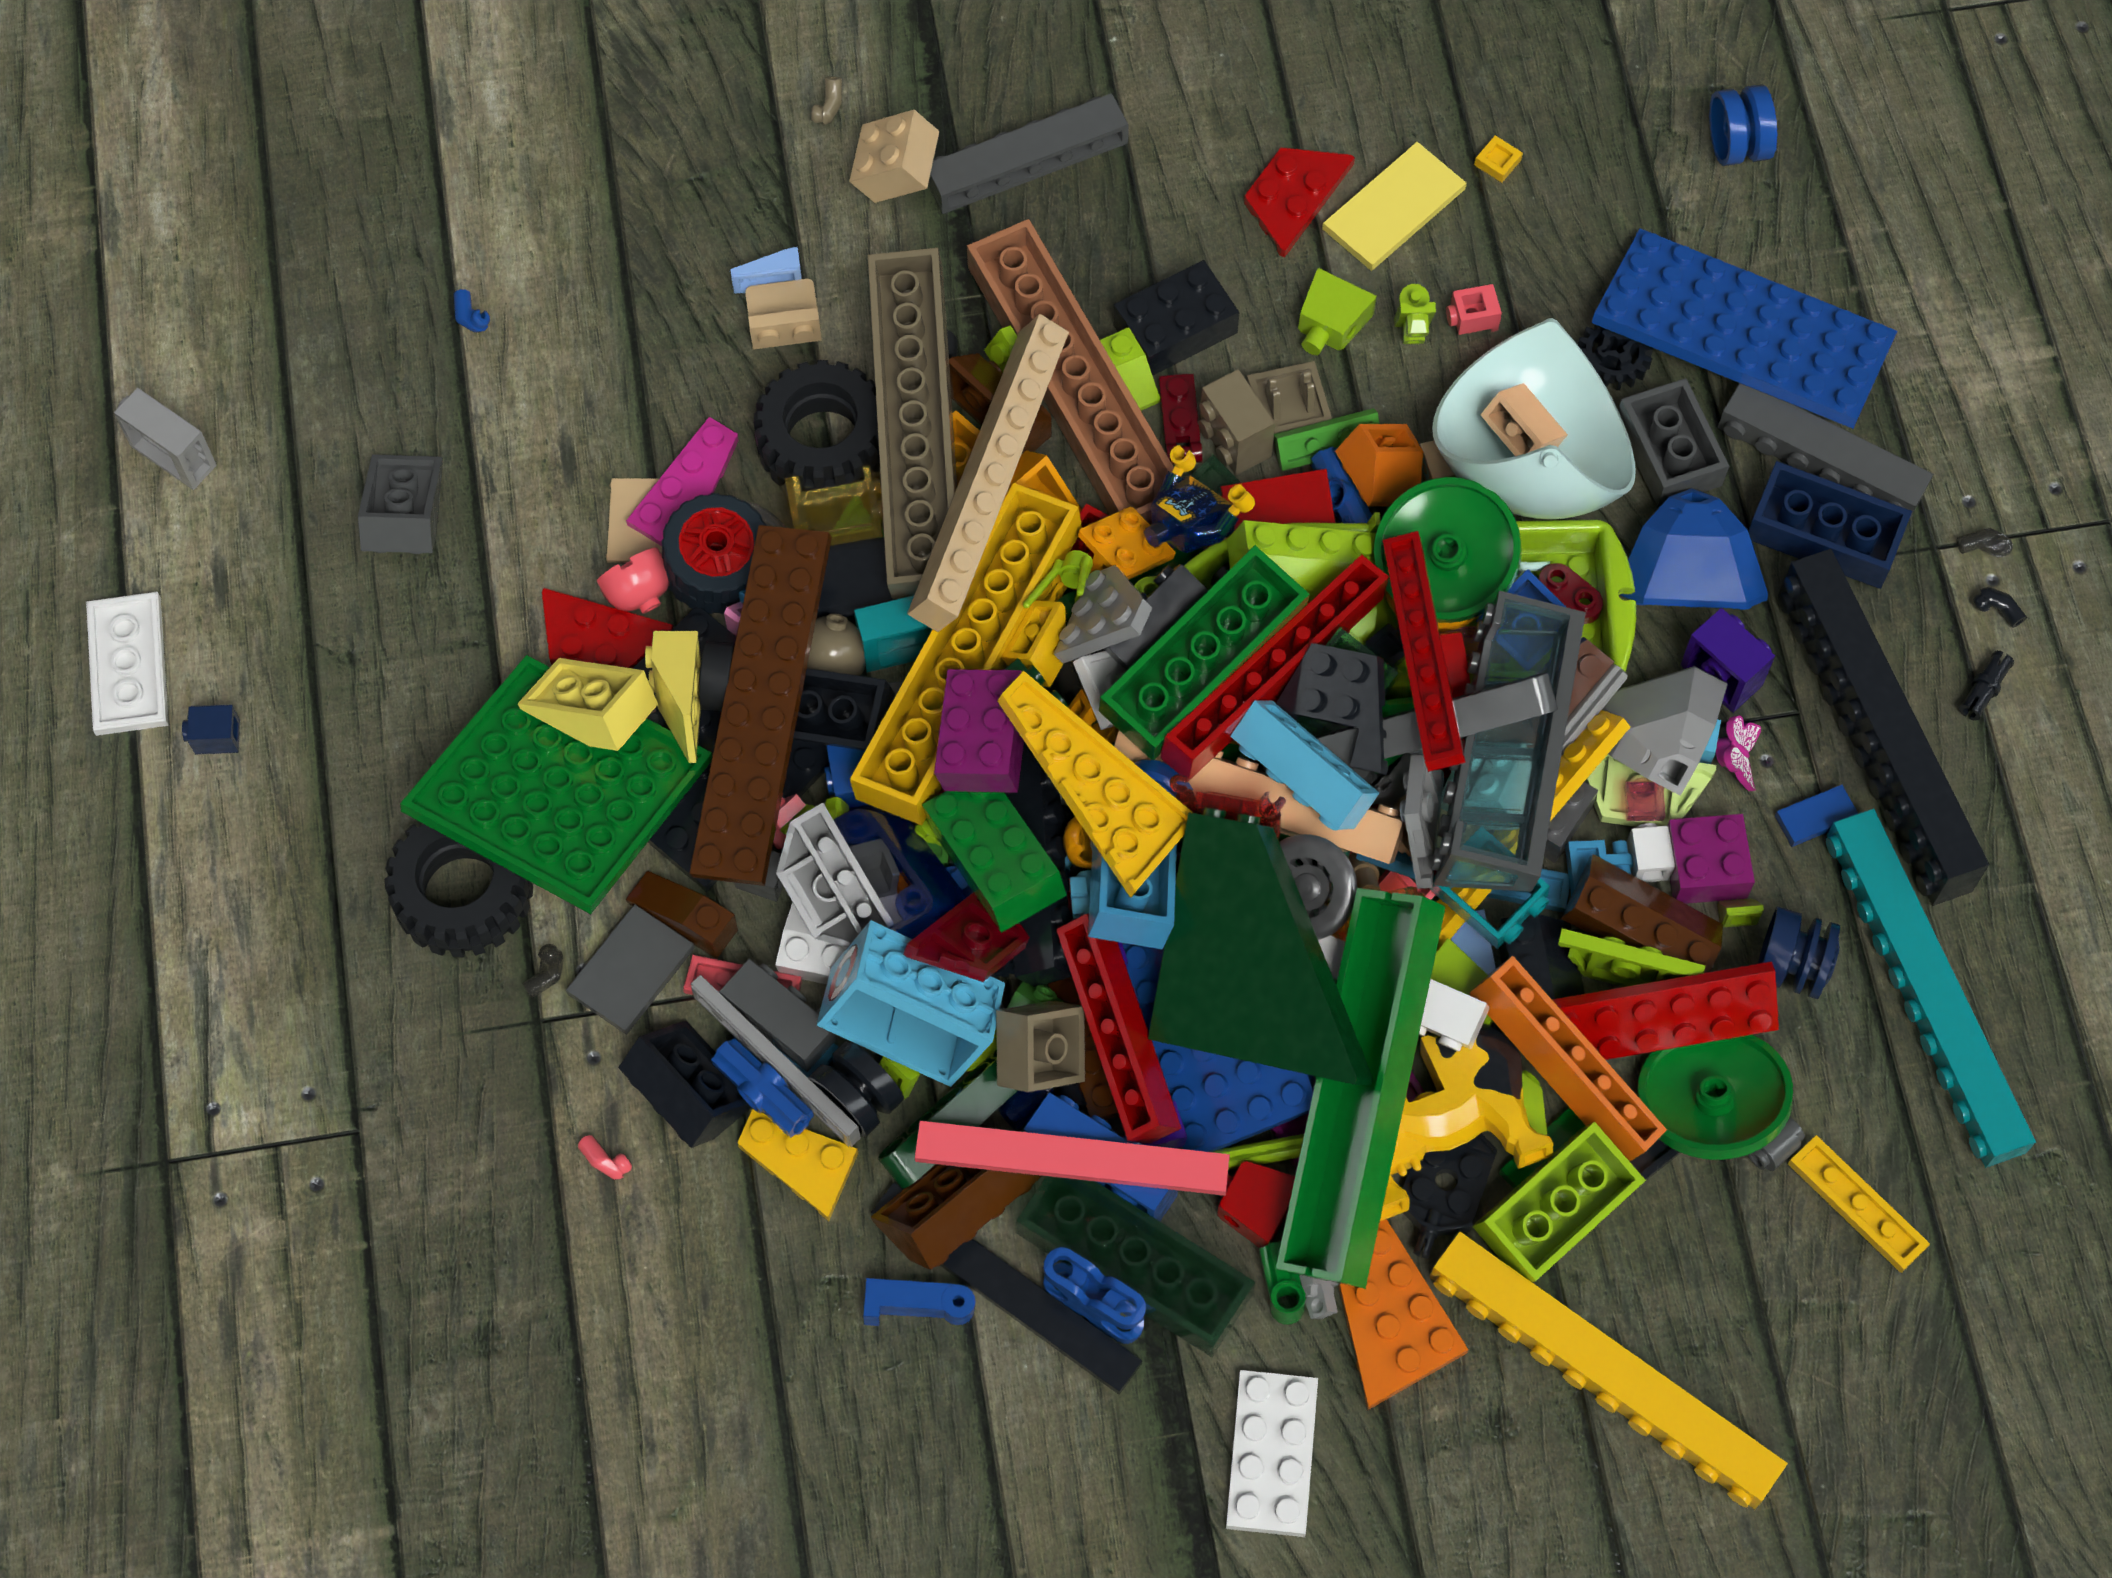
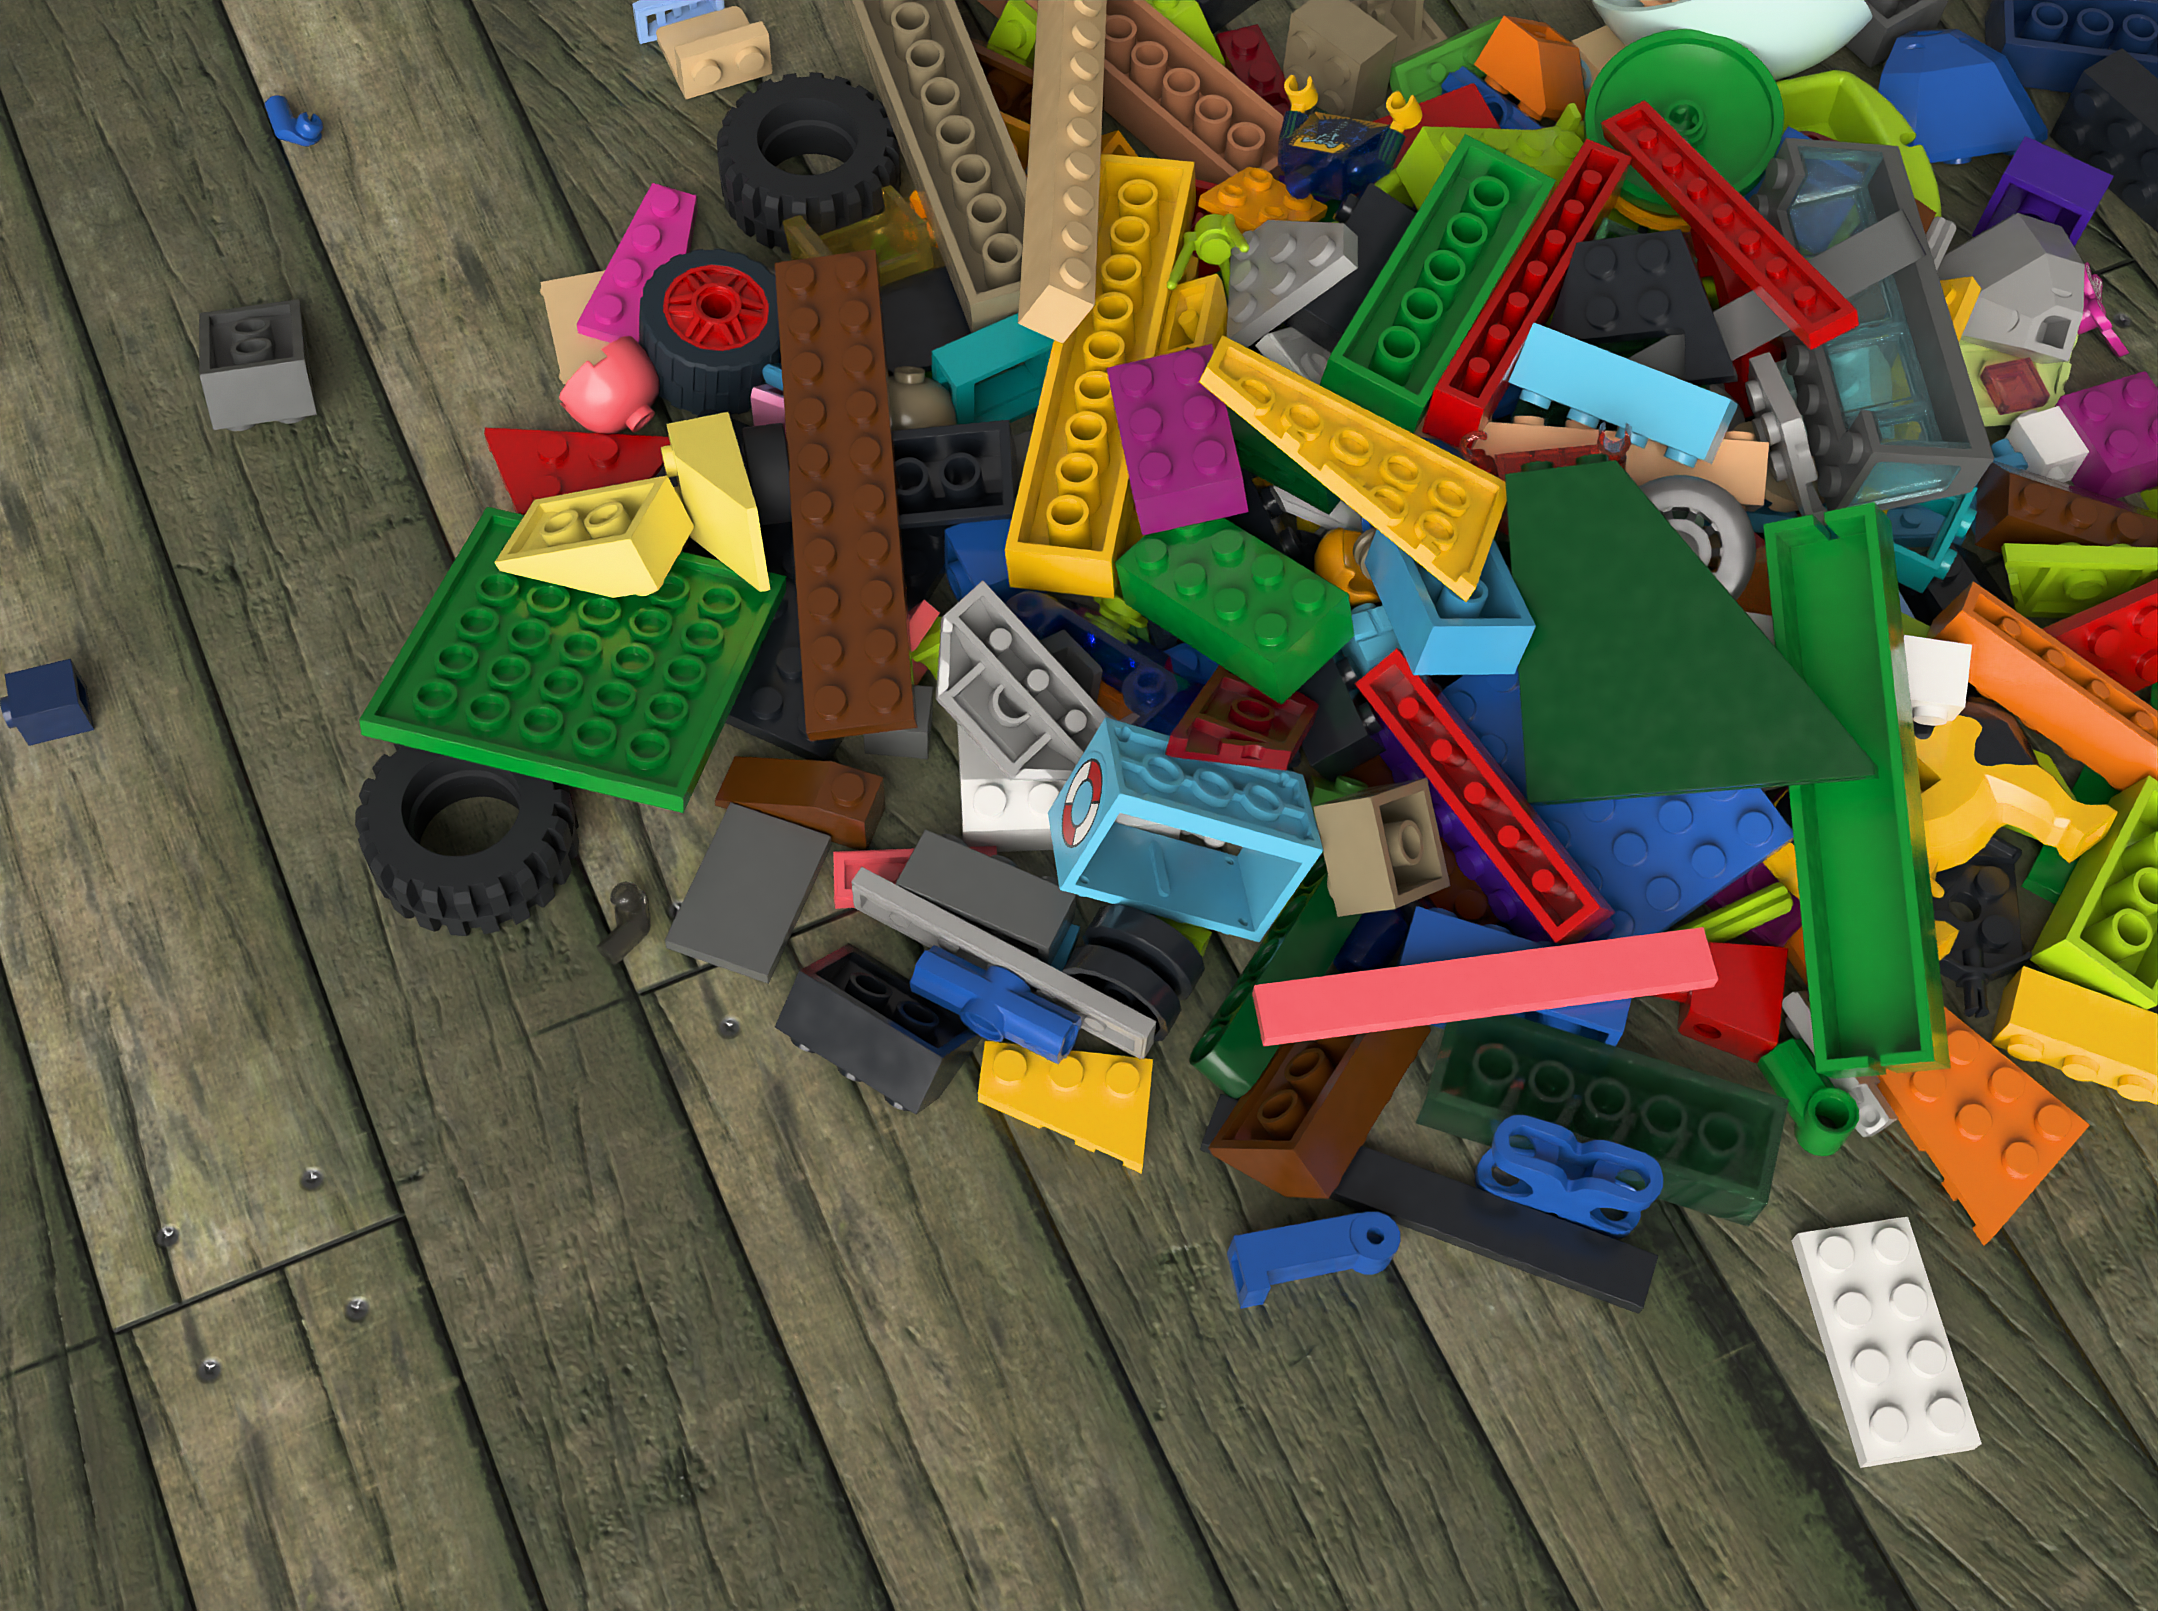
camera: 20 degrees left, 5 degrees down
(601, 1161) = (786, 1166): coral arm -> none

